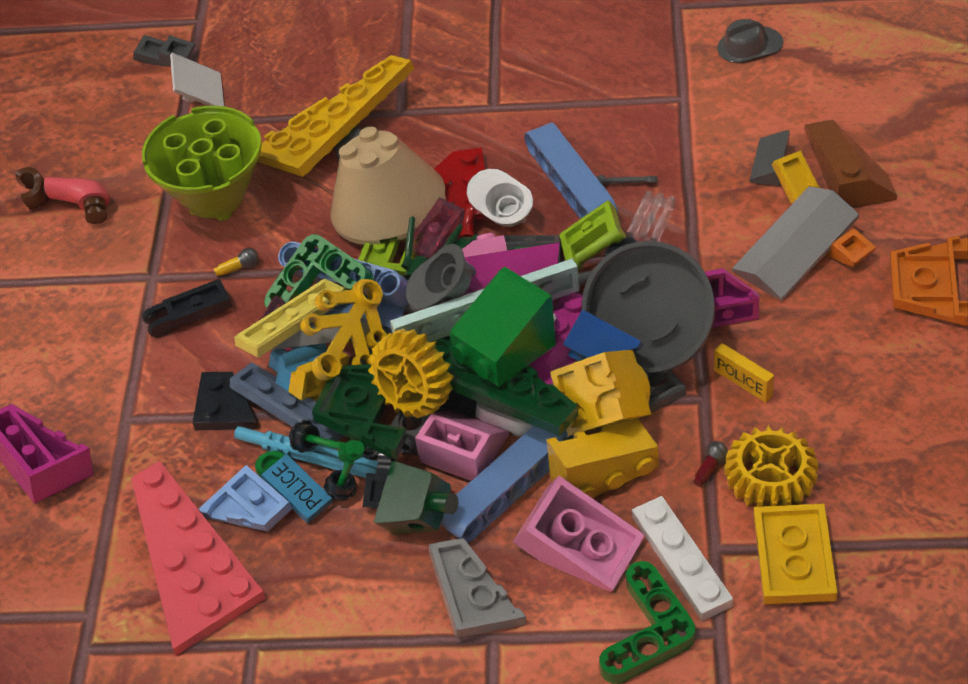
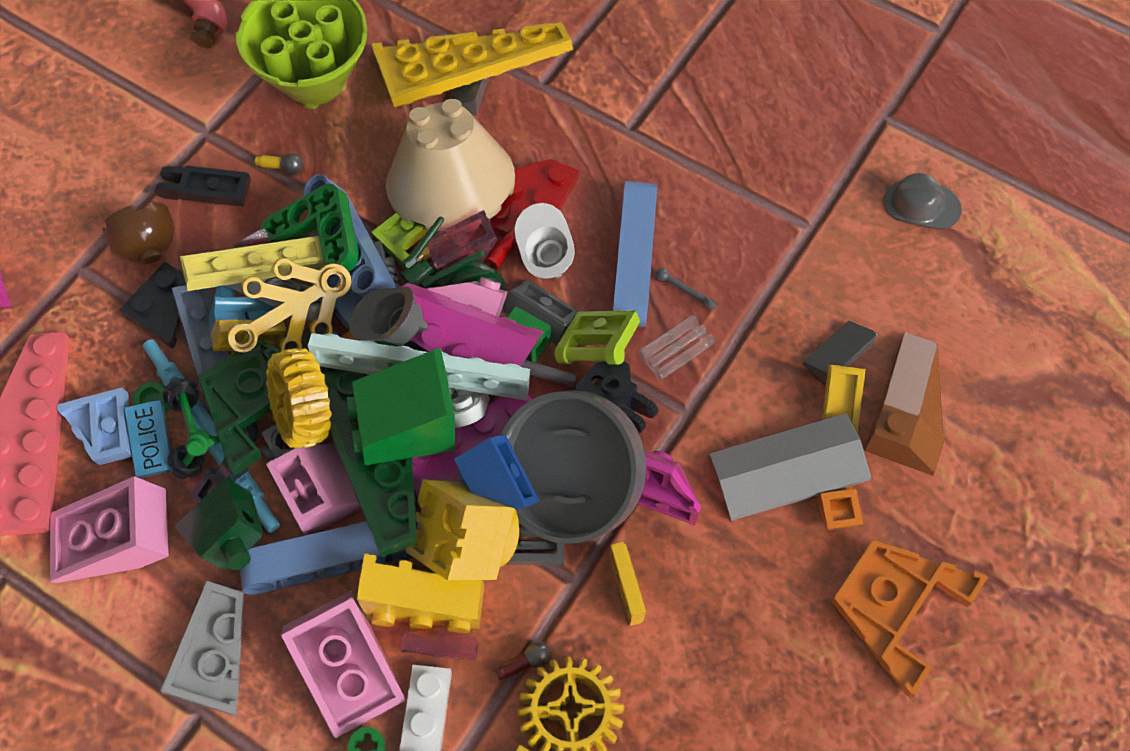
camera: 25 degrees right, 15 degrees up
(169, 358) = (140, 233): none -> reddish brown cylinder
(318, 563) = (109, 531): none -> bright pink slope
(639, 487) = (439, 644): none -> clear pink axle

